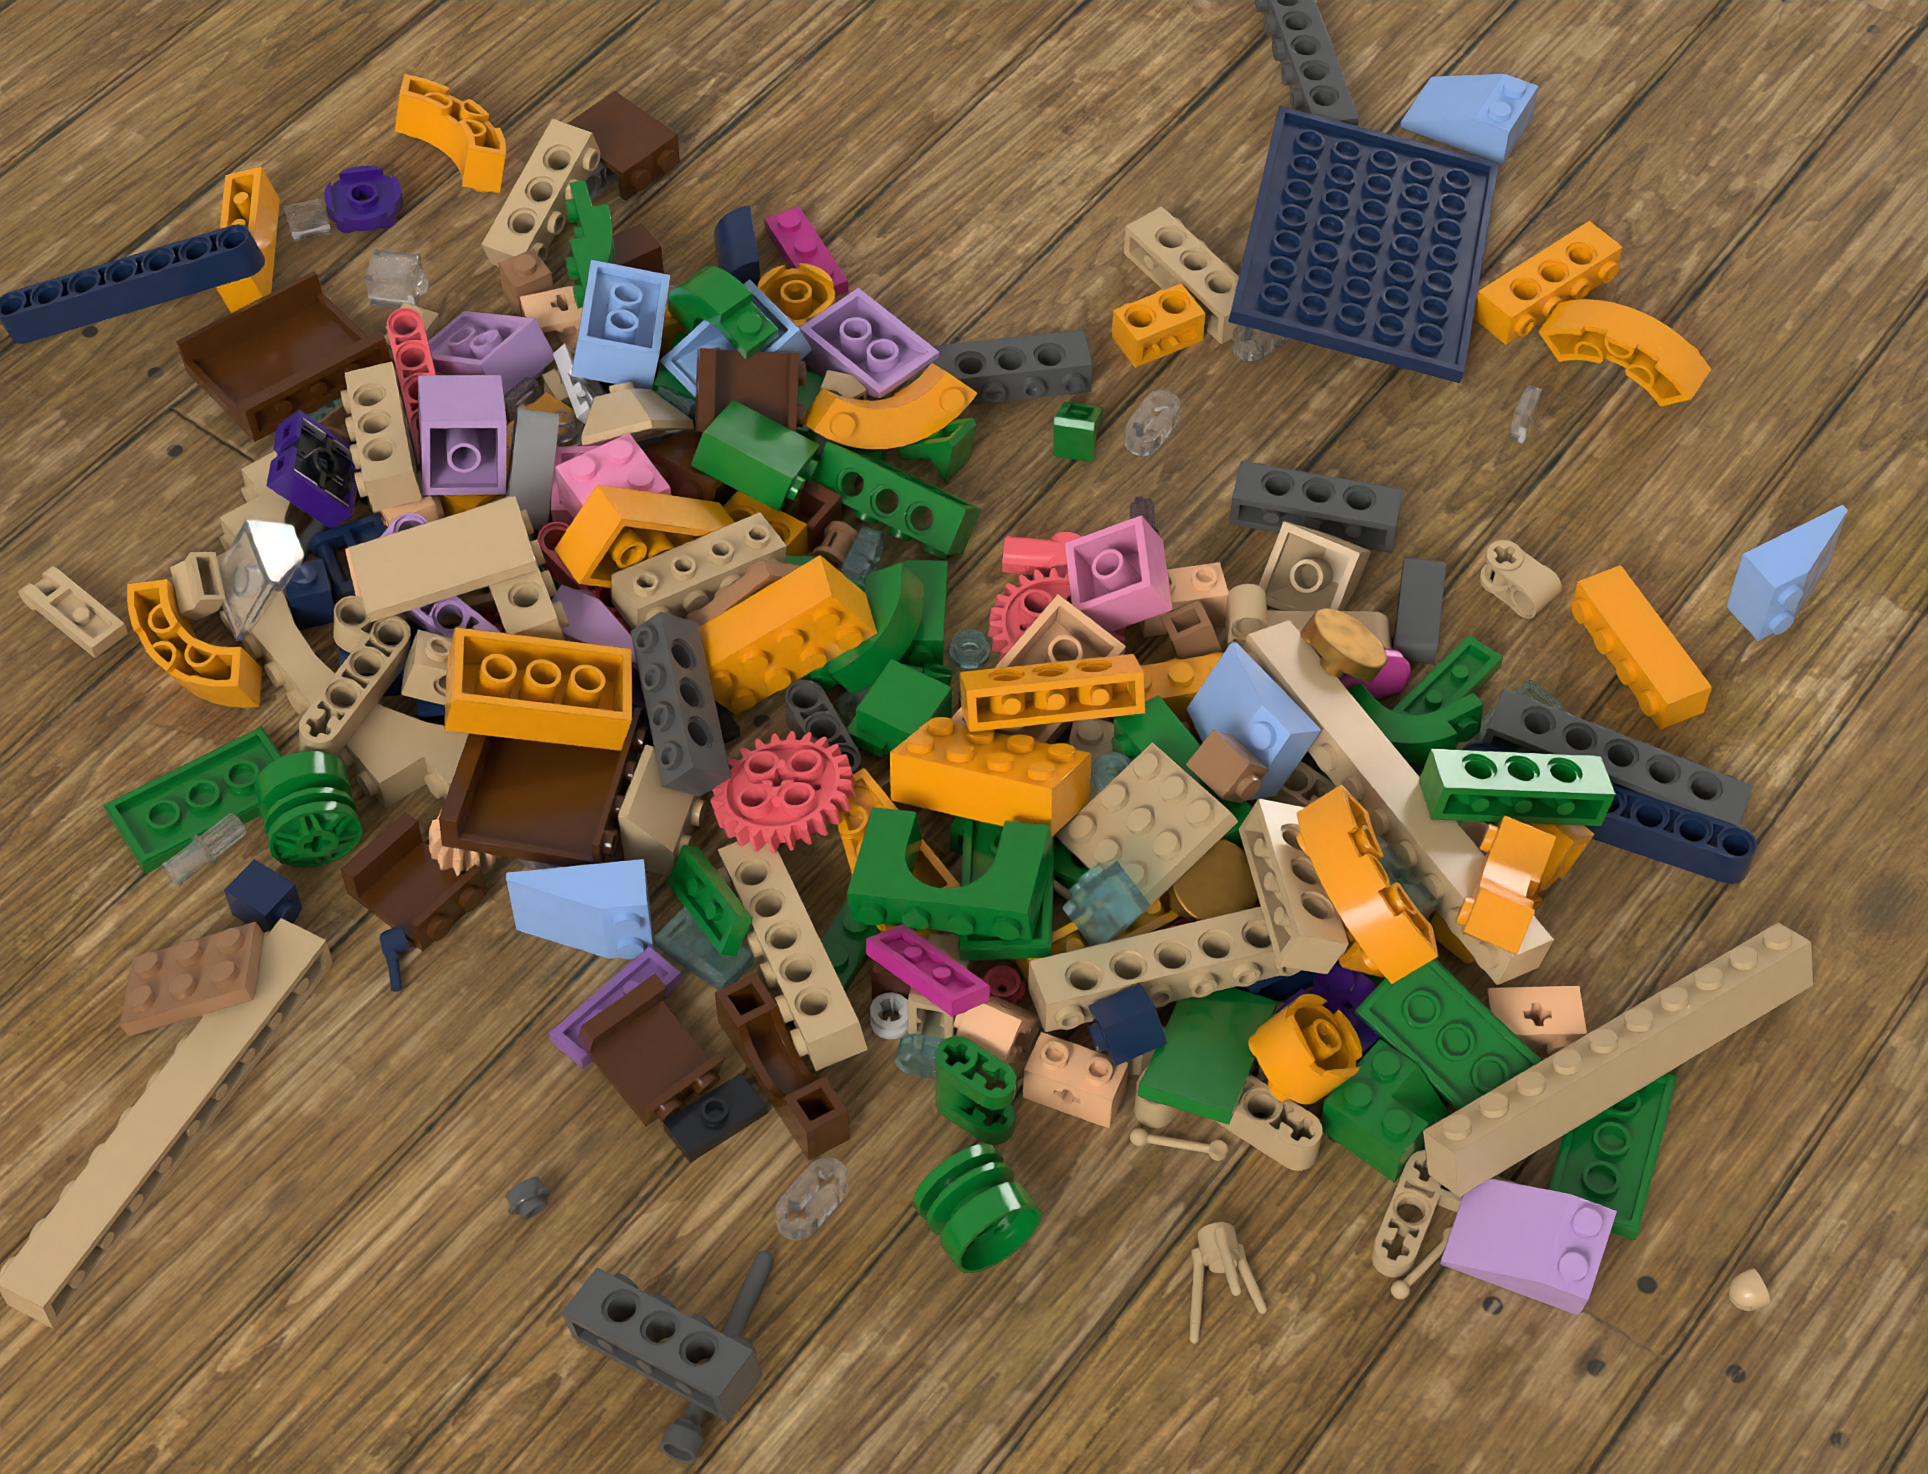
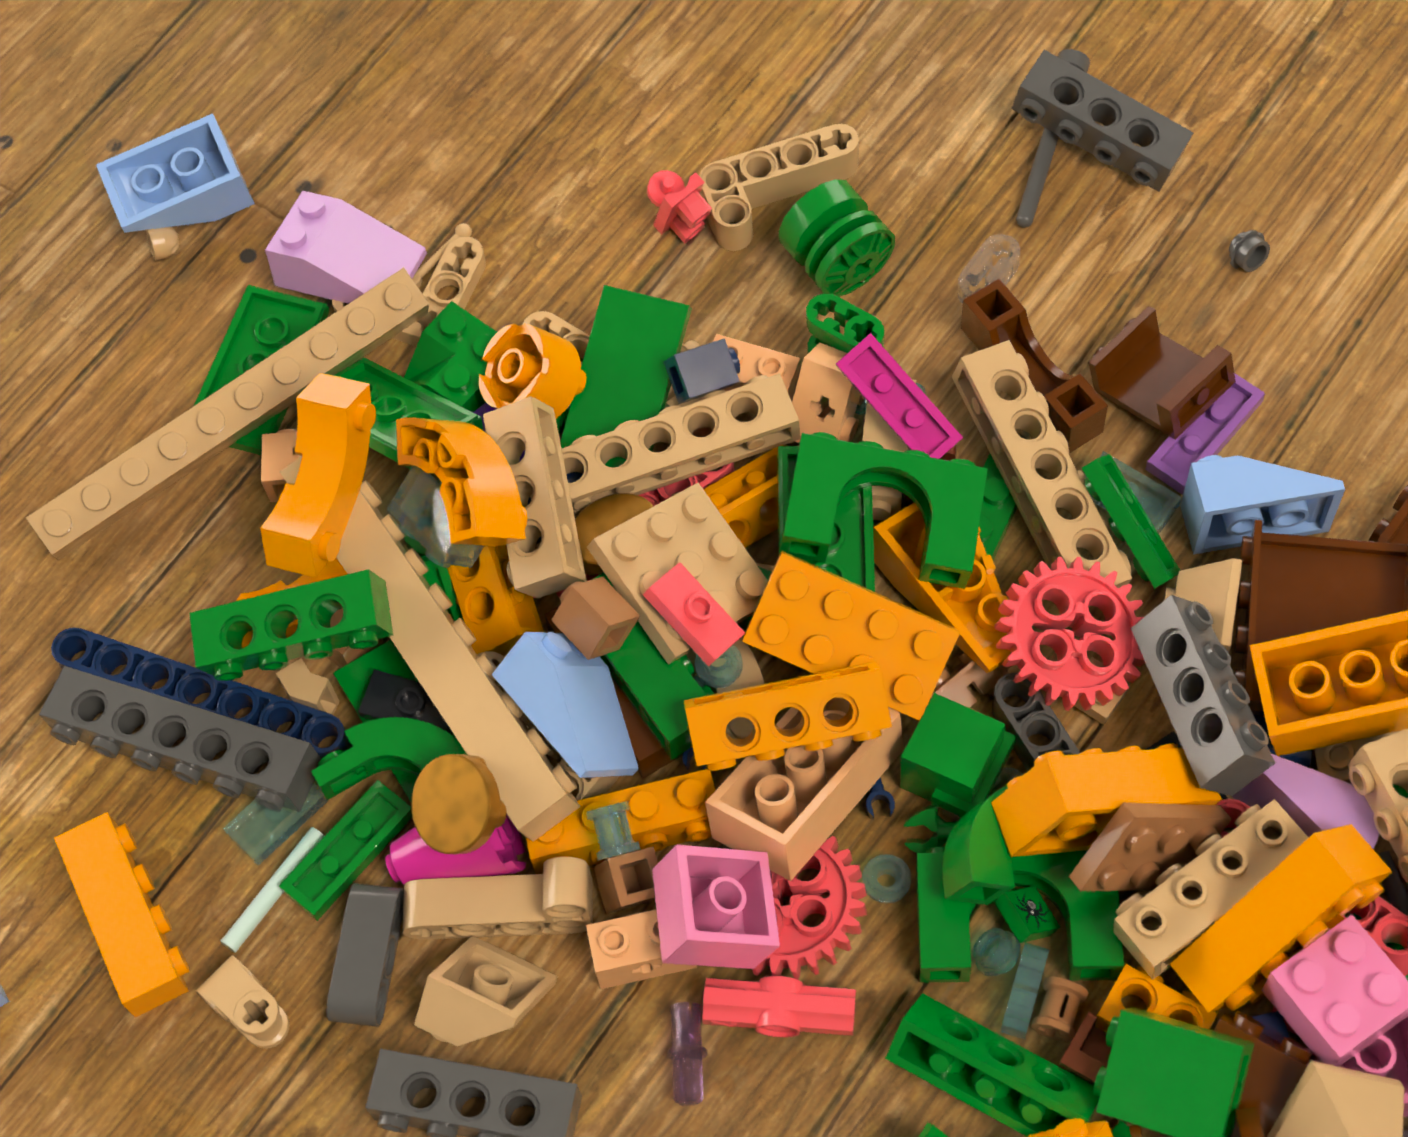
camera: 175 degrees left, 10 degrees up
(715, 1117) = (1080, 340): black plate -> none
(1033, 1310) = (825, 156): none -> tan beam
(1105, 903) = (724, 466): clear light blue brick -> none
(1135, 765) = (693, 613): none -> coral plate
(1151, 1265) = (680, 206): none -> coral hips
(1211, 633) = (612, 830): none -> clear light blue bush
(1222, 1254) = (619, 244): tan plant -> none
(1512, 665) = (269, 893): none -> light aqua bar
(1742, 1340) = (176, 179): none -> light blue slope

